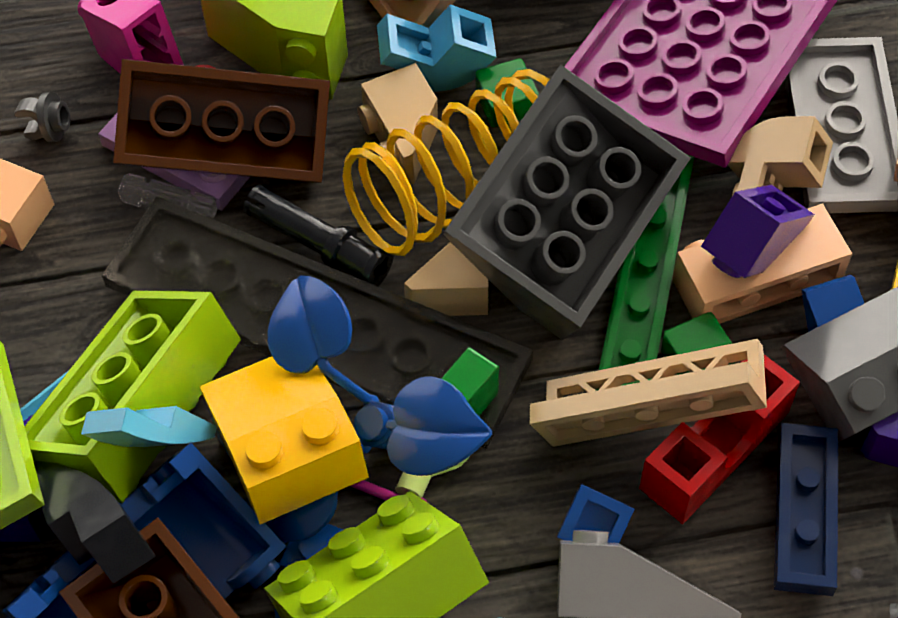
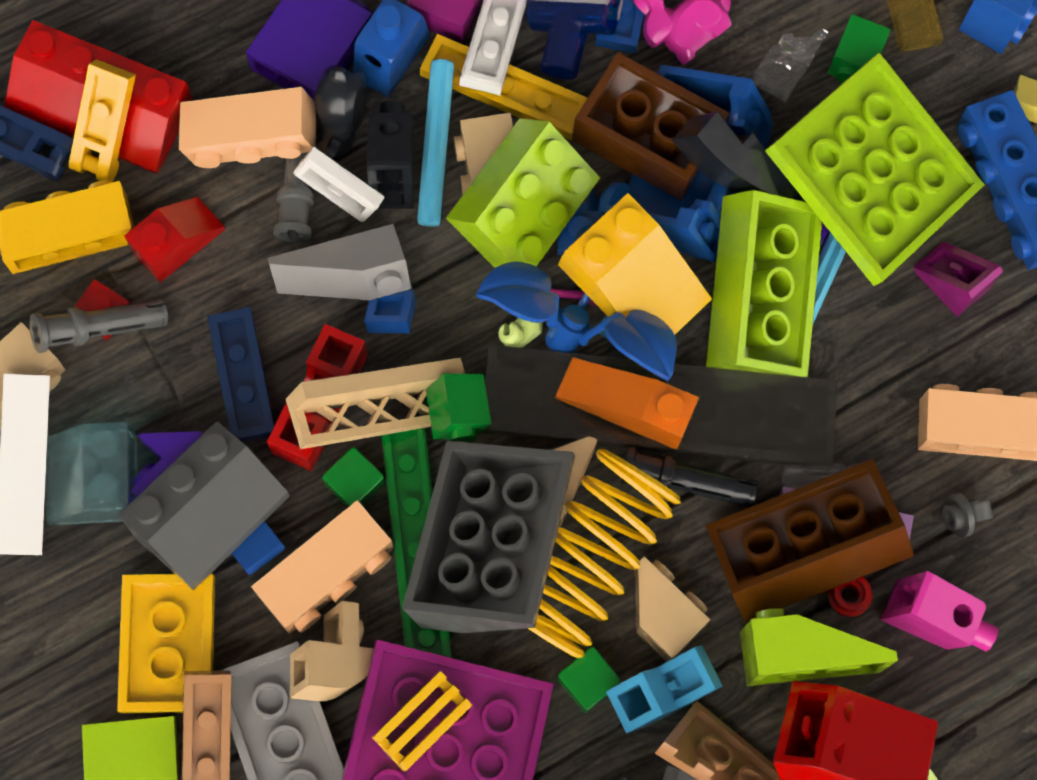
camera: 155 degrees right, 15 degrees up
(146, 427) = (717, 229): medium azure slope -> none
(379, 332) = (629, 400): none -> orange slope
(475, 378) = (514, 362): green piece -> none
(550, 364) = (458, 407): none -> green brick
(694, 68) = (451, 693): none -> yellow tile
(755, 230) = (329, 565): dark purple slope -> none

